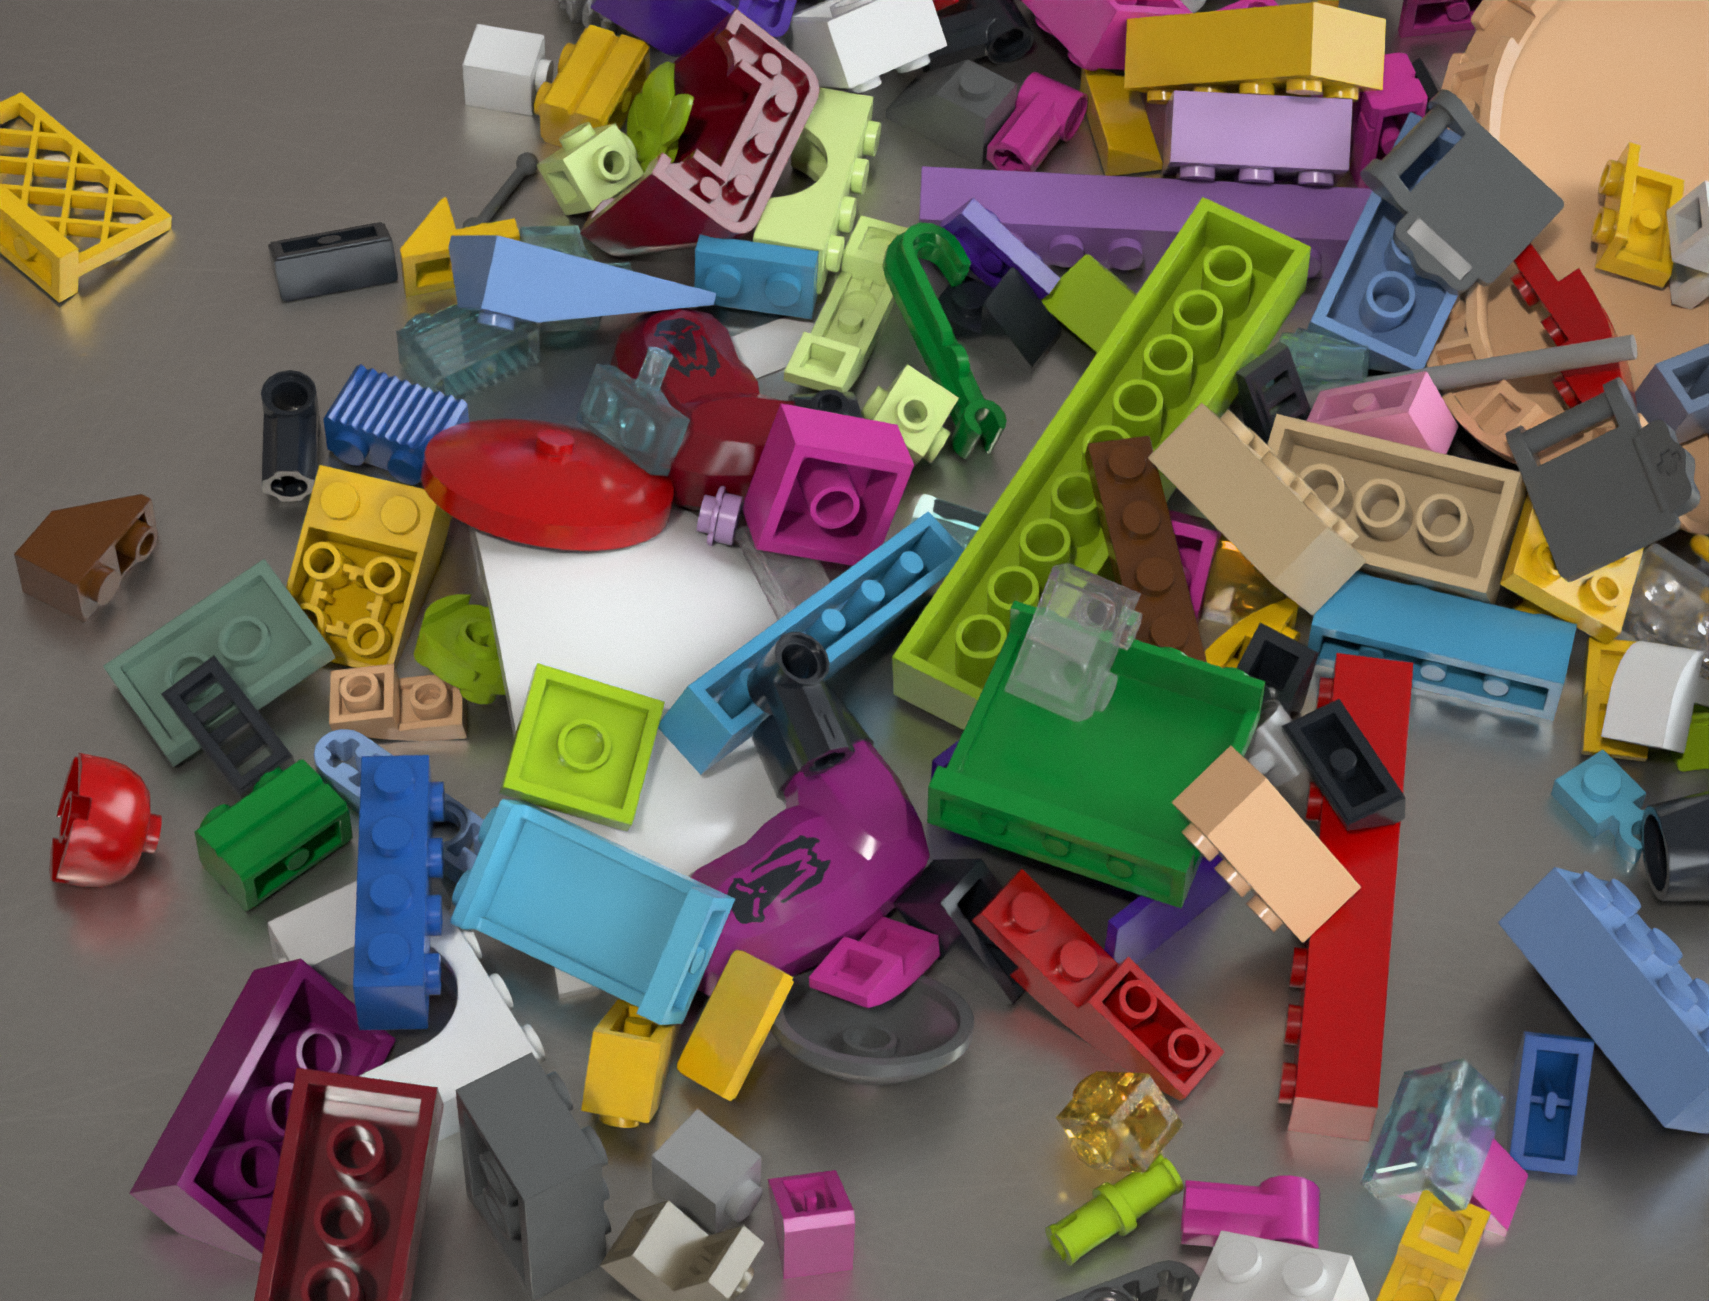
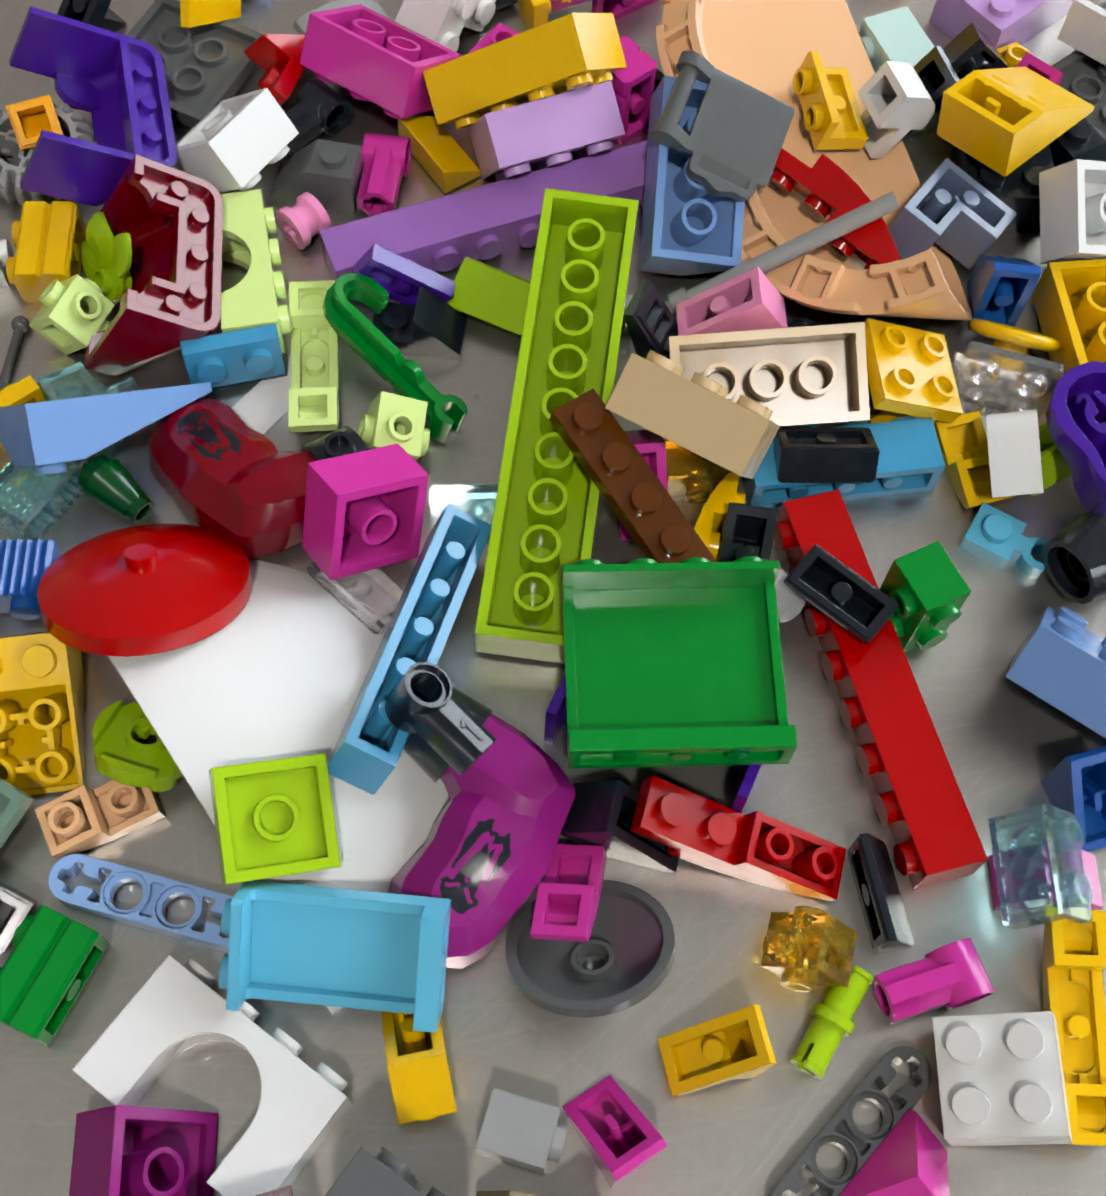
camera: 25 degrees left, 10 degrees up
(394, 892) = (170, 1009): blue brick -> none
(555, 373) = (114, 488): none -> dark green cone
(635, 413) = (191, 504): clear light blue plate -> none
(720, 517) = (289, 561): lavender plate -> none
(734, 1024) = (489, 996): yellow slope -> none
(910, 149) = (303, 220): none -> bright pink wheel
(962, 1177) = (717, 1051): none -> yellow slope
(1074, 643) = (632, 588): clear brick -> none
(1243, 1112) = (879, 894): none -> black slope
(1263, 846) = (829, 692): light nougat brick -> none
(1325, 358) = (672, 278): clear light blue cone -> none
(1413, 617) = (825, 455): none -> black slope
(1448, 813) = (927, 594): none -> green brick
(1609, 491) = (934, 314): dark grey piece -> none

